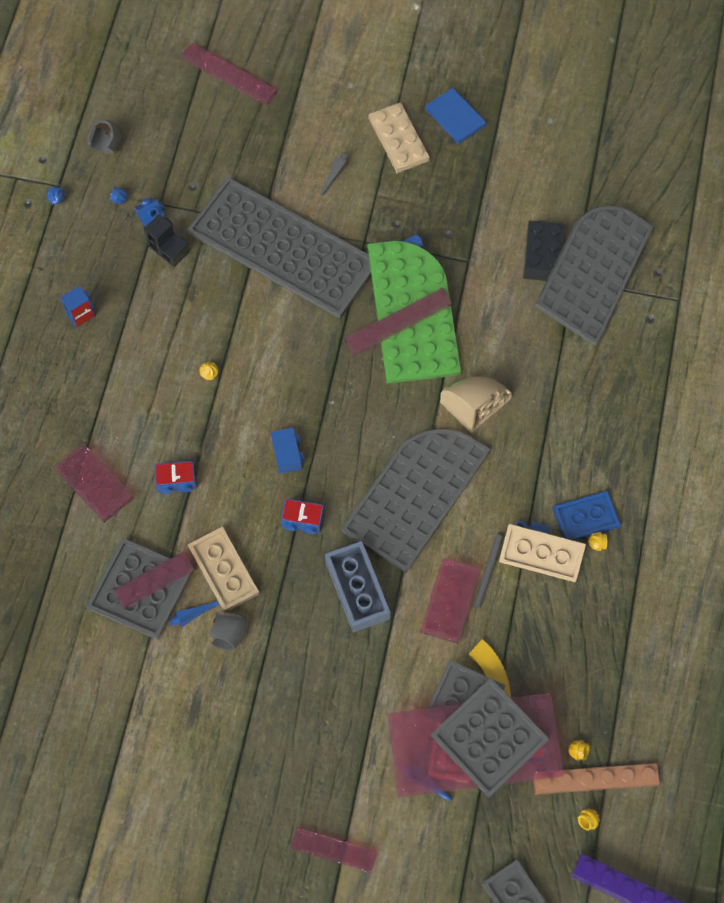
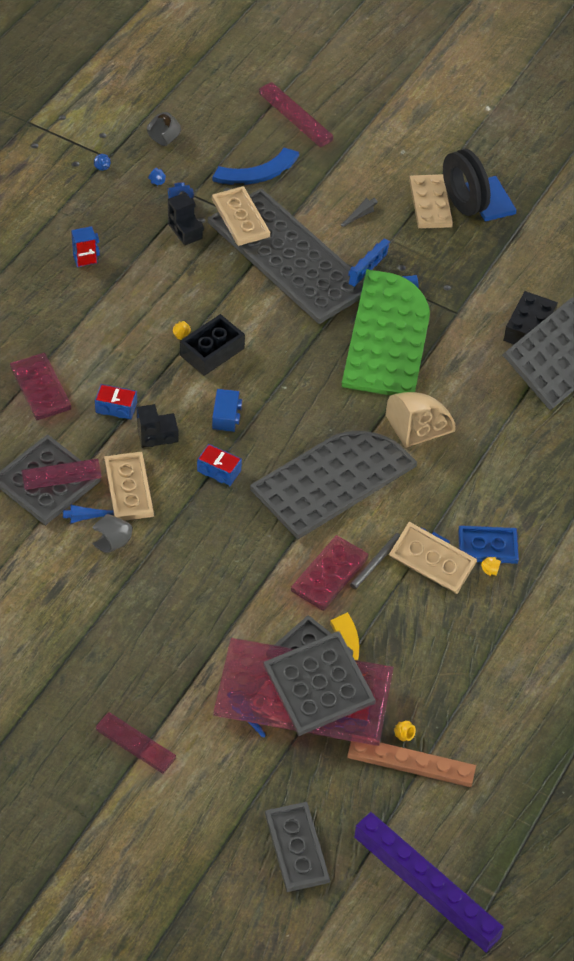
camera: 15 degrees right, 15 degrees down
(216, 159) = (257, 174): none -> blue tile
(220, 219) = (240, 216): none -> tan plate
(227, 495) = (156, 429): none -> black brick
(246, 380) = (212, 344): none -> black brick
(357, 586) = (246, 533): sand blue brick -> none
(364, 238) = (368, 262): none -> blue plate
(398, 322) = (370, 336): clear pink plate -> none
(427, 94) = (468, 163): none -> black tyre
(588, 819) = (390, 791): yellow plate -> none

